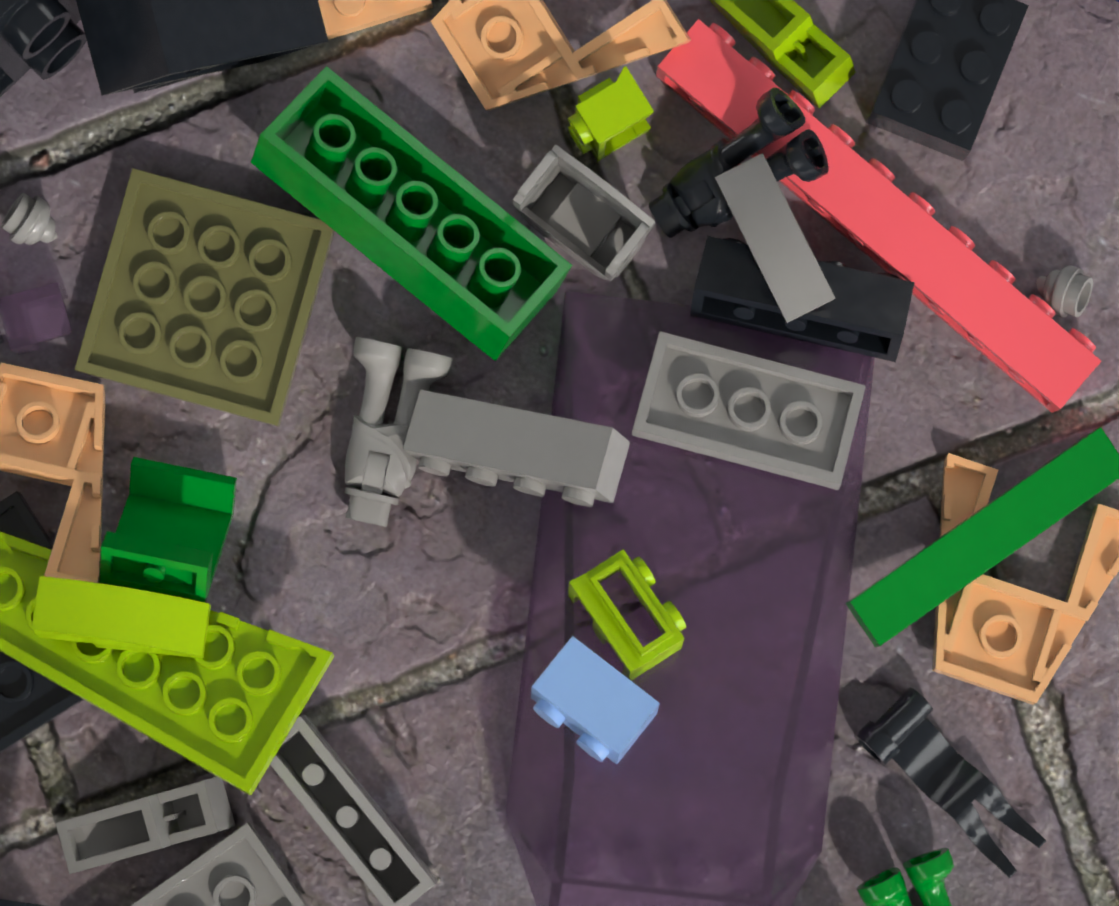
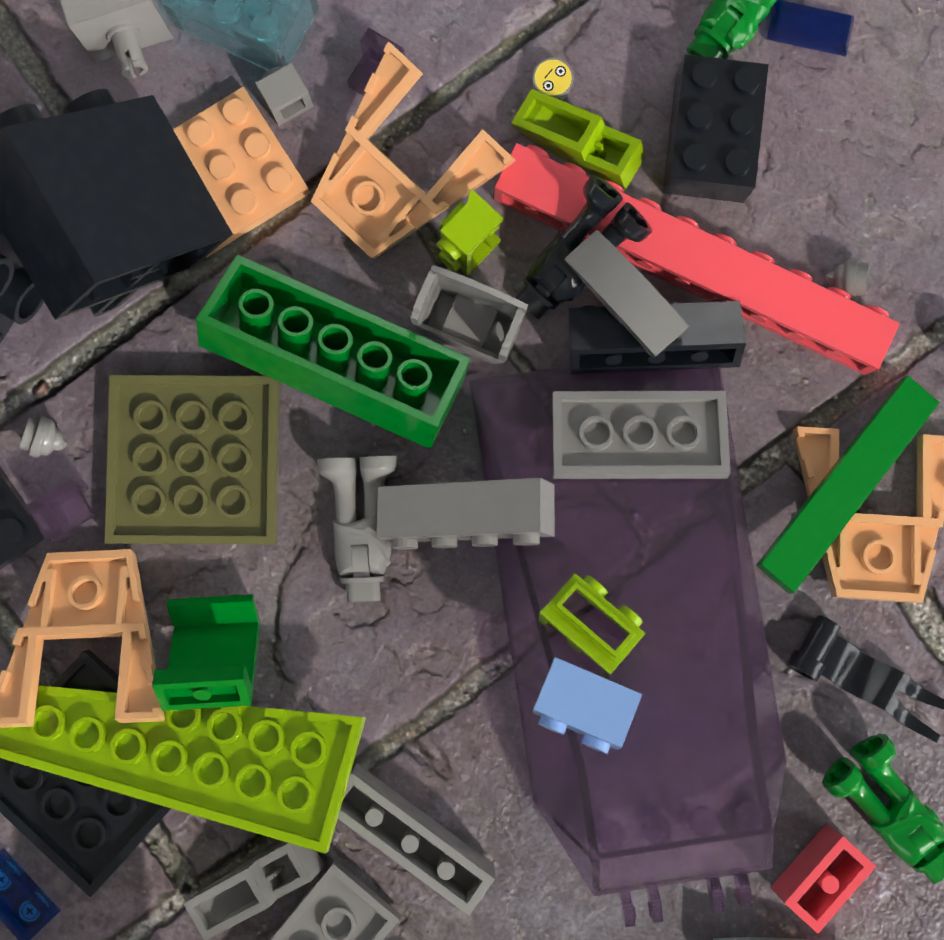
camera: 15 degrees left, 0 degrees up
(120, 617) = (182, 737): lime slope -> none

